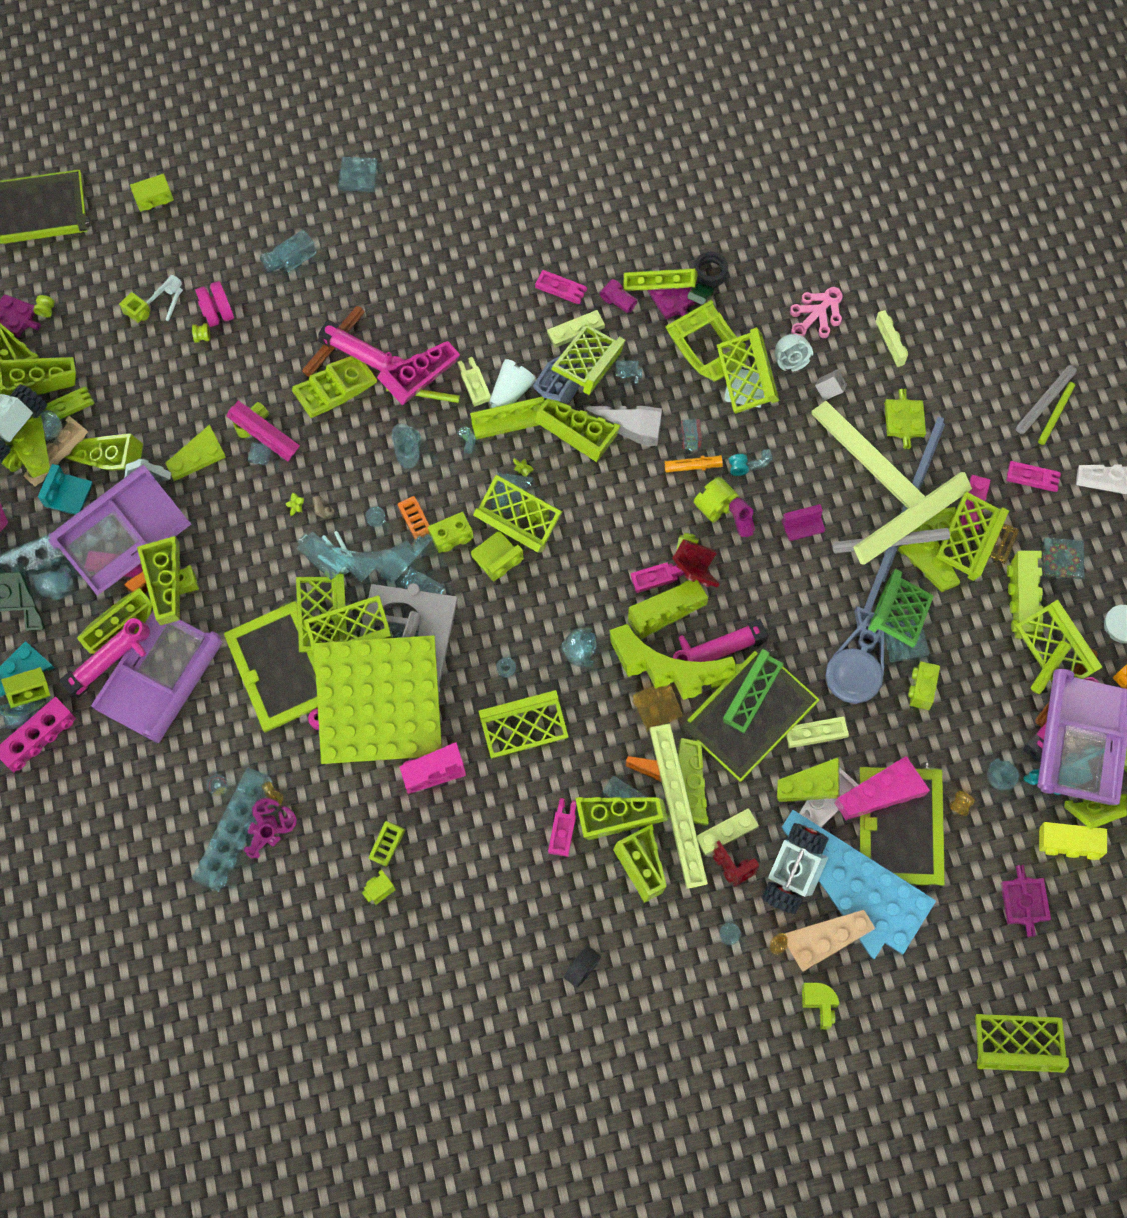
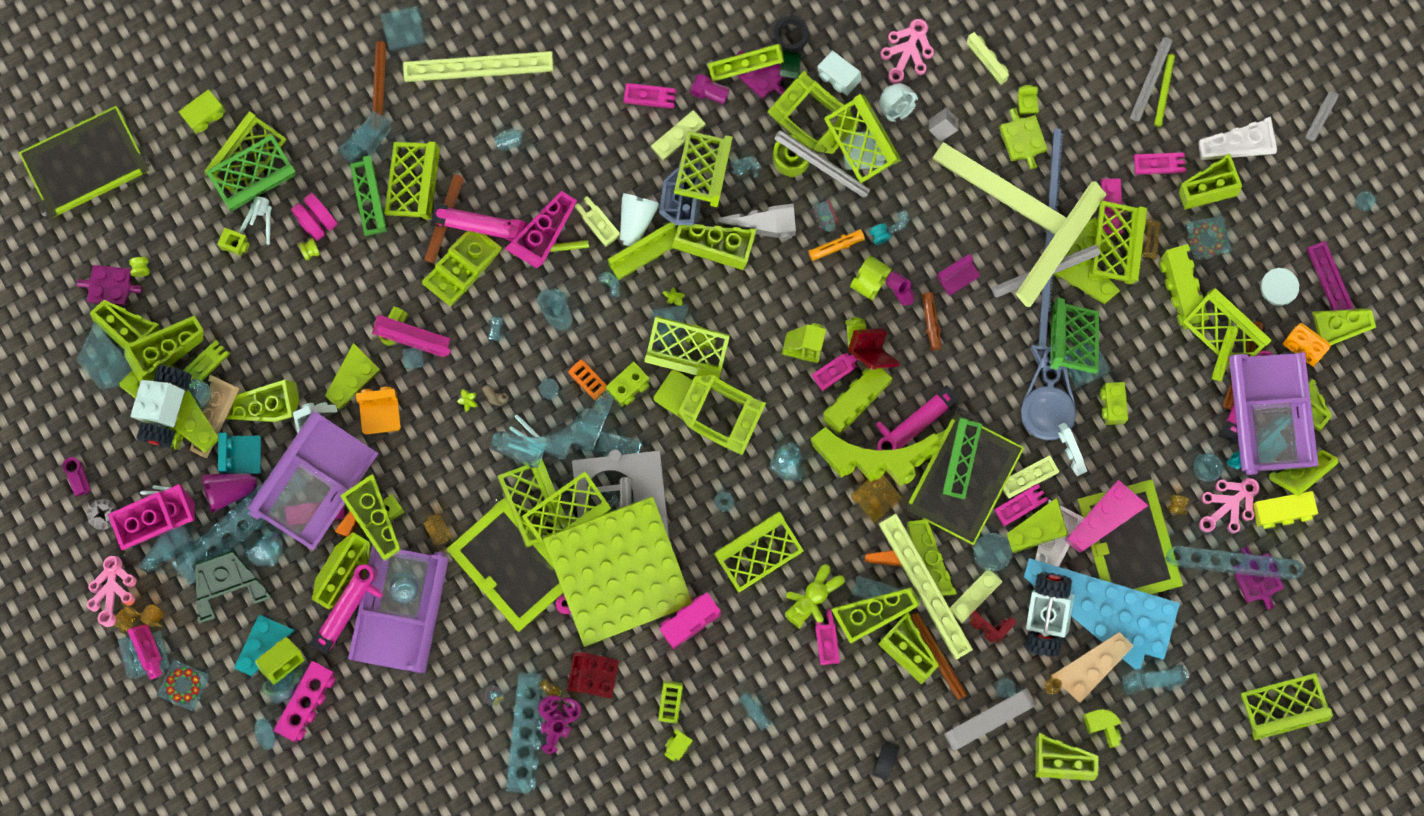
camera: 20 degrees left, 10 degrees up
(39, 517) = (227, 488): none -> magenta cone
(169, 655) = (403, 587): none -> clear light blue hair
(170, 226) = (235, 141): none -> lime fence
(179, 268) = (258, 188): none -> bright green fence
(209, 489) = (379, 410): none -> light orange bracket
(222, 613) = (437, 529): none -> clear yellow bracket
(277, 304) = (374, 193): none -> bright green fence
(320, 793) = (592, 674): none -> dark red bracket
(321, 207) = (379, 77): none -> dark orange axle
(330, 303) = (427, 184): none -> lime fence
(344, 449) = (495, 328): none -> clear light blue pin
(413, 222) = (478, 66): none -> yellowish green tile
(417, 289) = (508, 139): none -> clear light blue brick
(467, 878) = (755, 711): none -> clear light blue pin
(550, 599) = (746, 420): none -> lime wedge
(565, 781) = (815, 594): none -> lime animal
(635, 541) = (805, 342): none -> lime wedge
(672, 888) = (944, 666): none -> dark orange axle
(676, 371) = (788, 165): none -> lime brick
(702, 384) = (822, 163): none -> light grey axle
(704, 959) = (990, 719): none -> light grey beam
(744, 312) = (839, 73): none -> light aqua brick
(757, 794) = (992, 552): none -> clear light blue tile
(763, 565) = (933, 329): none -> dark orange pin
(768, 1026) = (1062, 761): none -> lime wedge
(799, 756) = (1020, 505): none -> dark pink hinge
(868, 718) = (1072, 449): none -> light aqua hinge
(886, 967) = (1137, 681): none -> clear light blue fence
(919, 385) = (1027, 100): none -> lime bracket
(1015, 875) = (1243, 559): none -> clear light blue beam
(1017, 818) = (1231, 503): none -> bright pink plant
(1081, 508) = (1211, 185): none -> lime wedge

